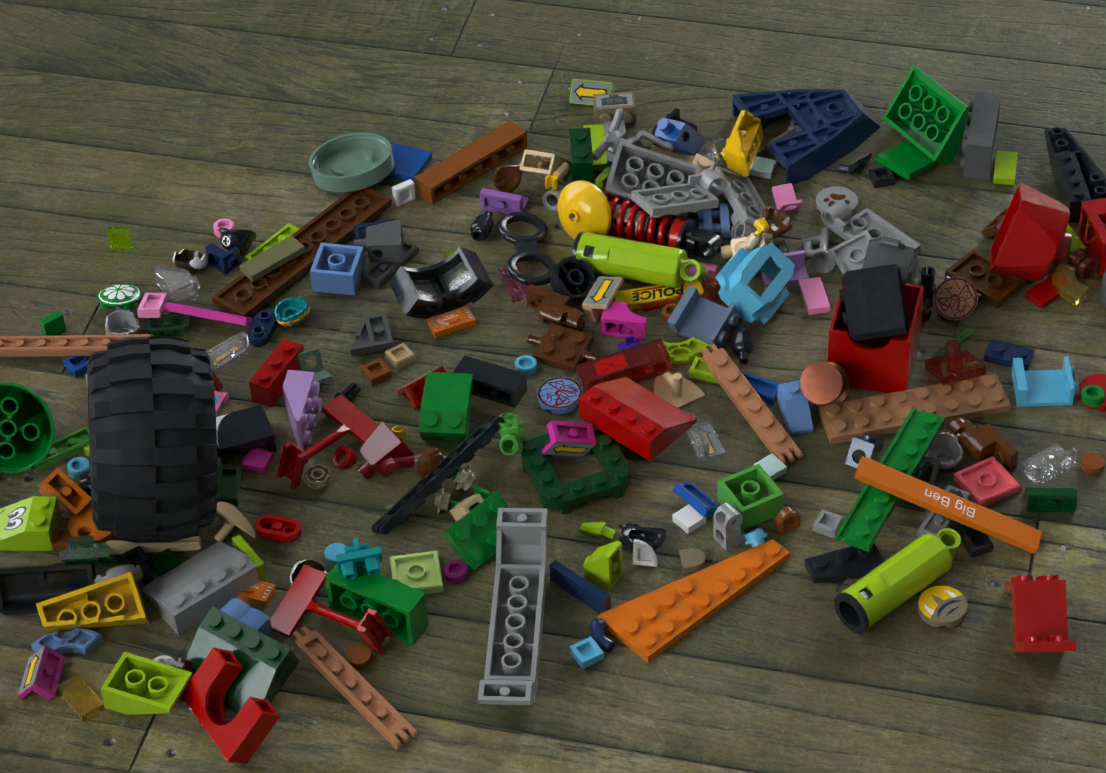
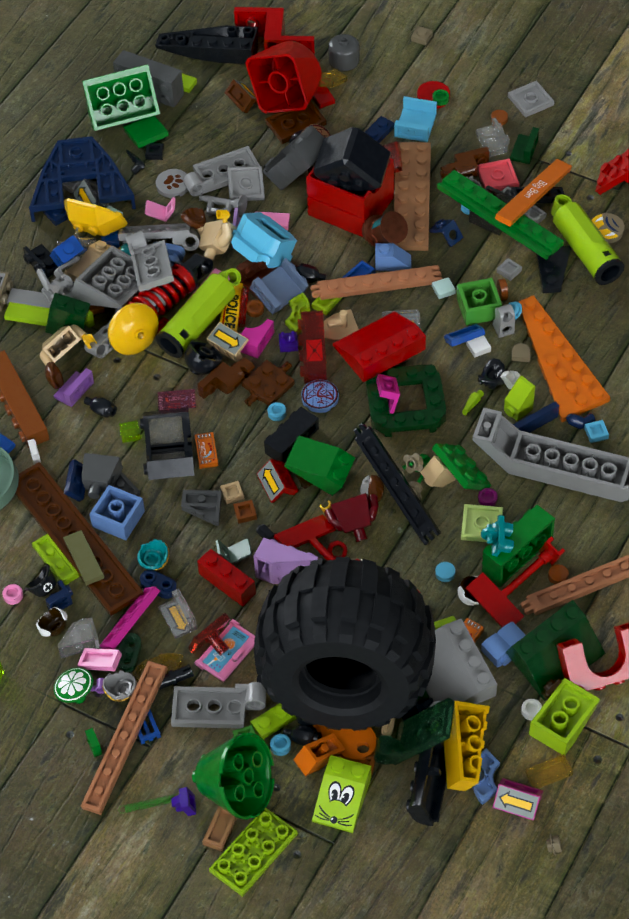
camera: 75 degrees left, 10 degrees up
(511, 433) = (374, 421): bright green brick -> none
(526, 247) = (143, 382): black bar -> none

